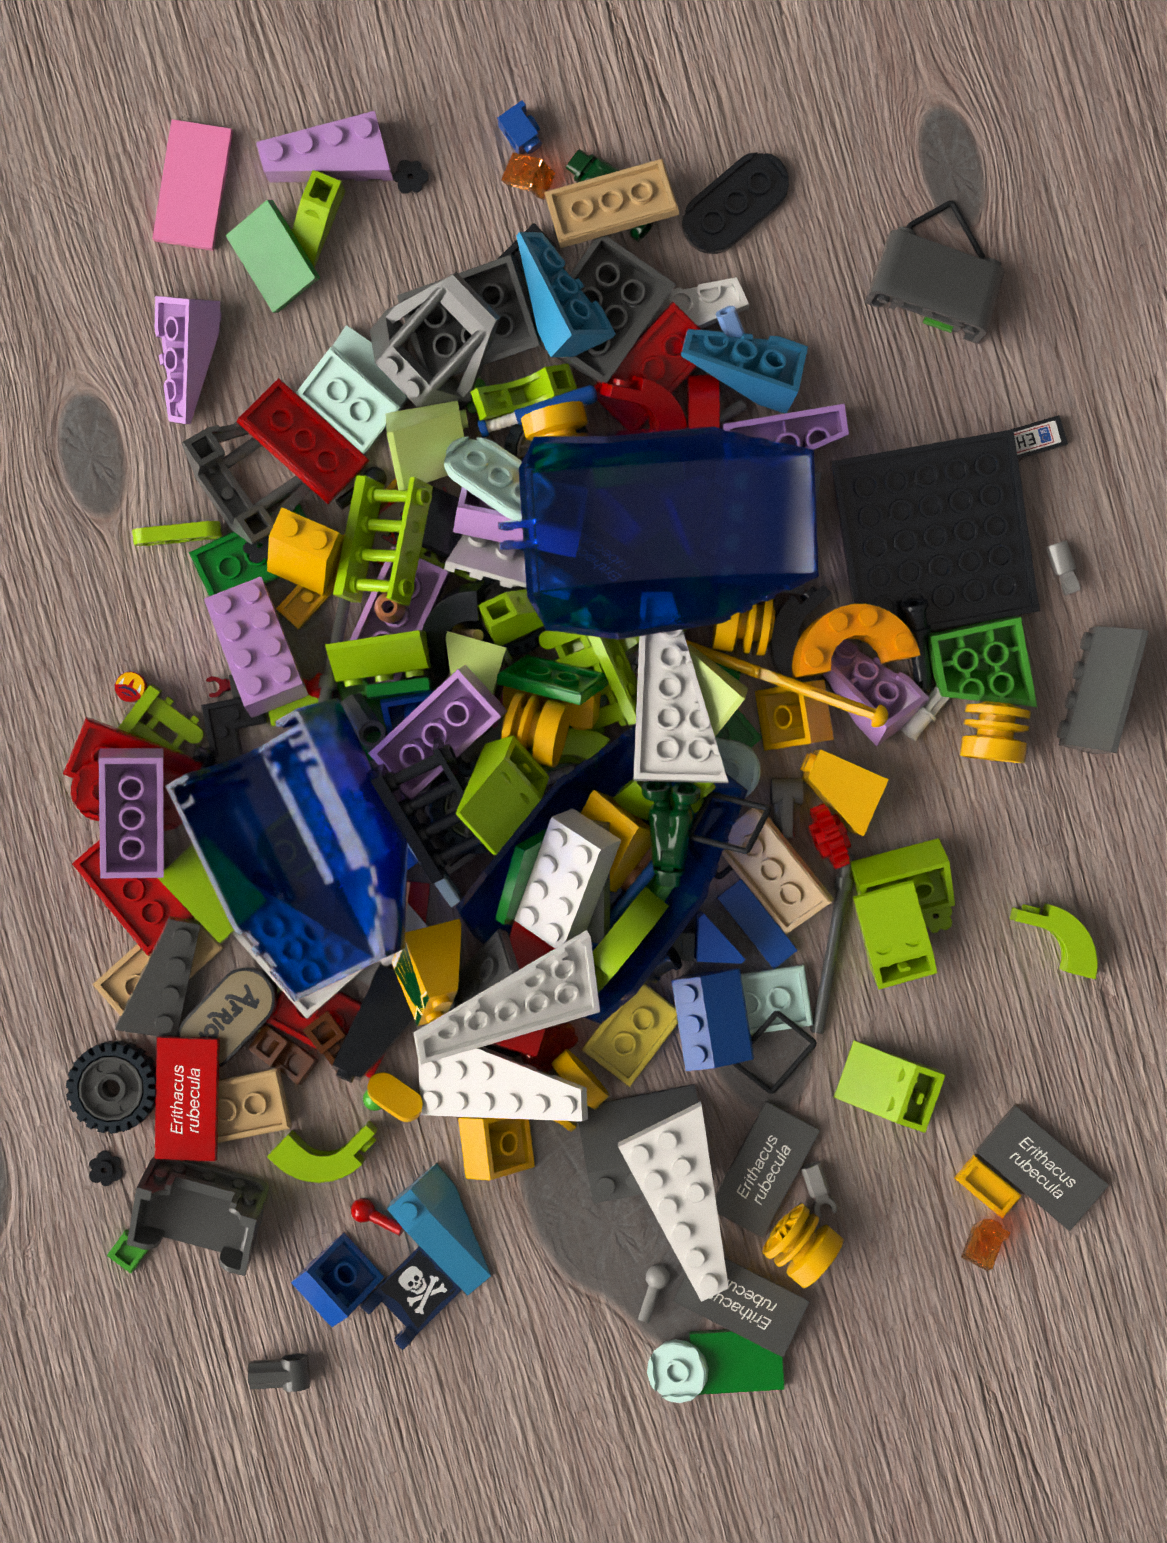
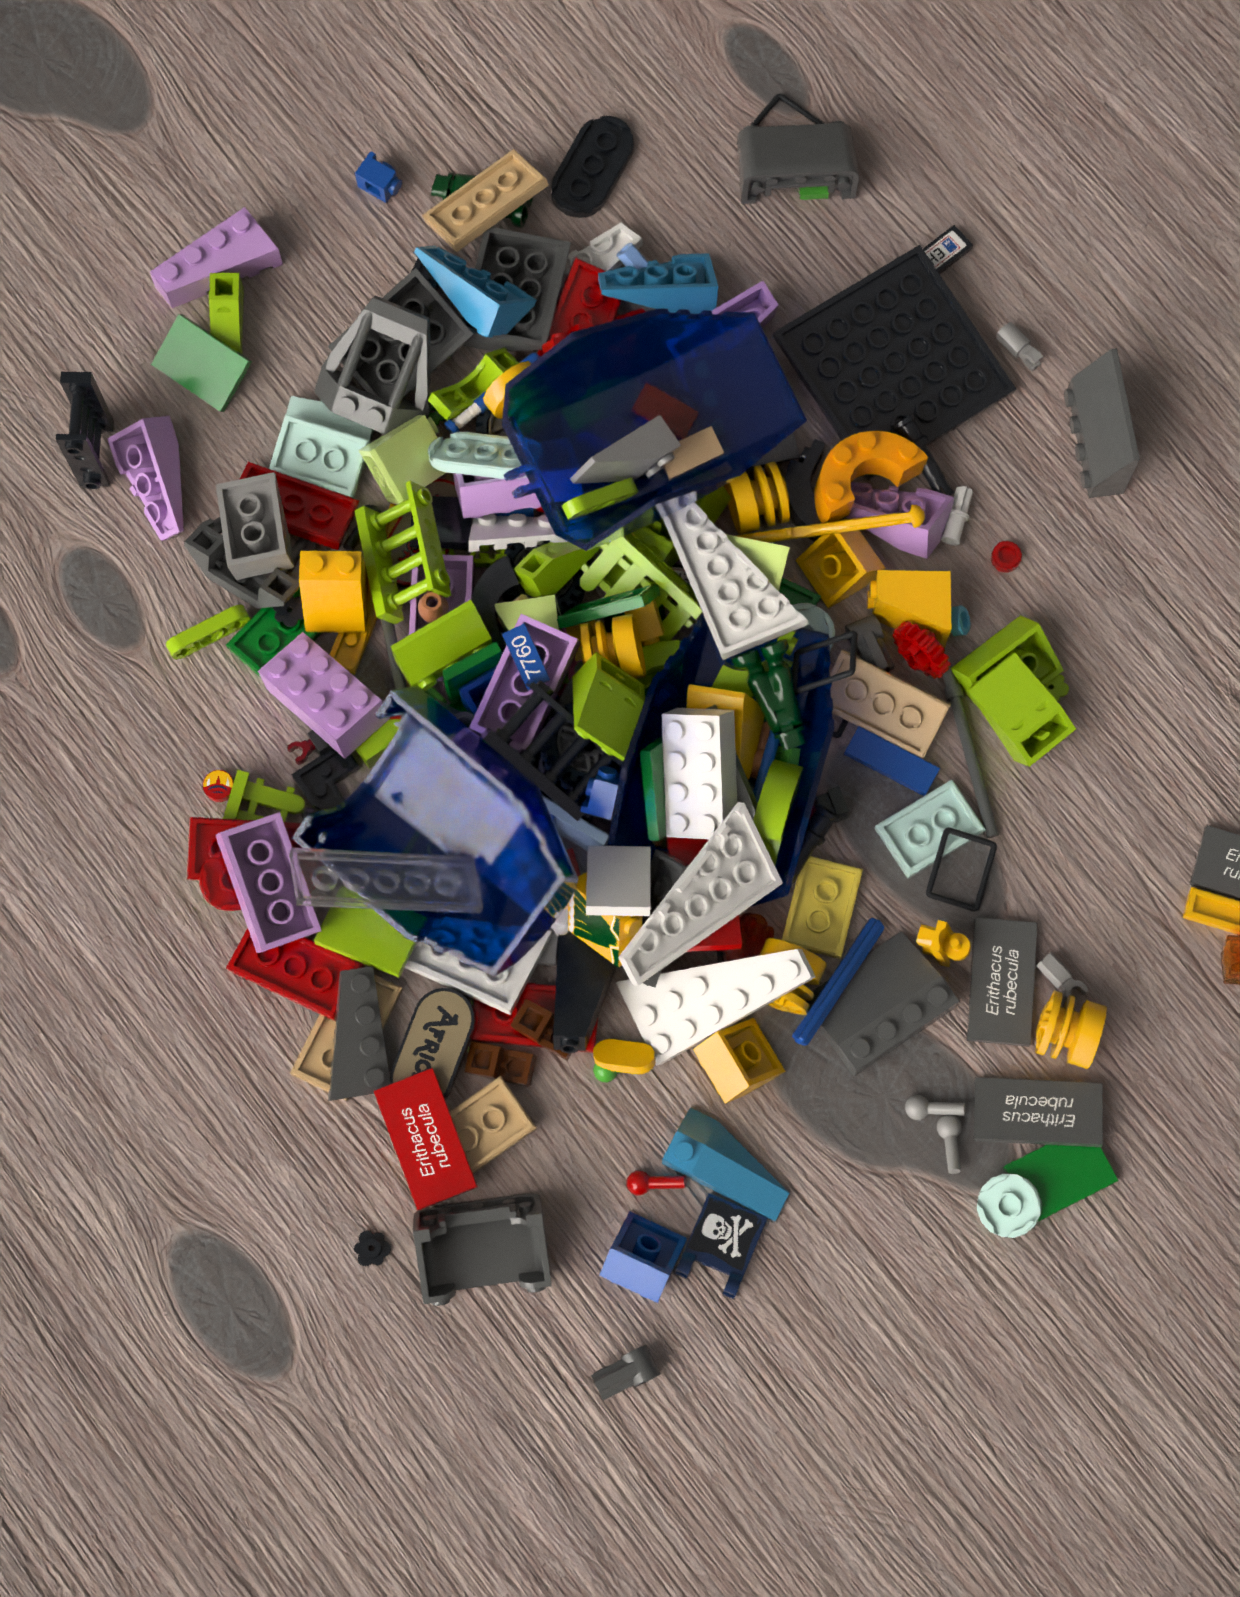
camera: 25 degrees left, 15 degrees down
(90, 1090) = (334, 1140): wheel -> none
(126, 1255) = (427, 1319): bright green tile -> none
(128, 289) = (88, 421): none -> black fence
(192, 185) = (105, 333): bright pink tile -> none
(234, 862) = (385, 880): none -> clear tile
(254, 453) = (254, 526): none -> light grey slope
(320, 1166) = (578, 1153): lime arch -> none
(407, 169) = (295, 248): black plant -> none
(446, 711) = (525, 655): none -> blue sticker
(447, 953) = (618, 881): none -> white tile
(464, 870) = (601, 793): none -> blue brick
(528, 174) = (401, 210): clear orange bracket -> none
(584, 577) = (600, 498): none -> lime beam
(615, 1111) = (838, 982): none -> blue axle
(639, 1248) = (918, 1108): none -> light grey bar
(643, 546) = (632, 456): none -> light grey slope
(677, 1181) = (926, 1013): white wing -> none
(686, 509) = (676, 414): none -> clear red tile
(694, 559) = (694, 452): none -> tan tile
(712, 944) = (860, 785): blue slope -> none
(712, 1019) = (890, 858): blue slope -> none
(725, 1120) = (943, 943): none -> yellow hips
(881, 818) = (960, 621): none -> medium azure tile
(889, 1086) = (1082, 852): lime slope -> none
(953, 771) = (1006, 556): none -> red tile
(983, 662) = (987, 447): bright green wedge -> none
(995, 732) = (1026, 502): yellow wheel -> none
(1075, 942) = (1177, 650): lime arch -> none

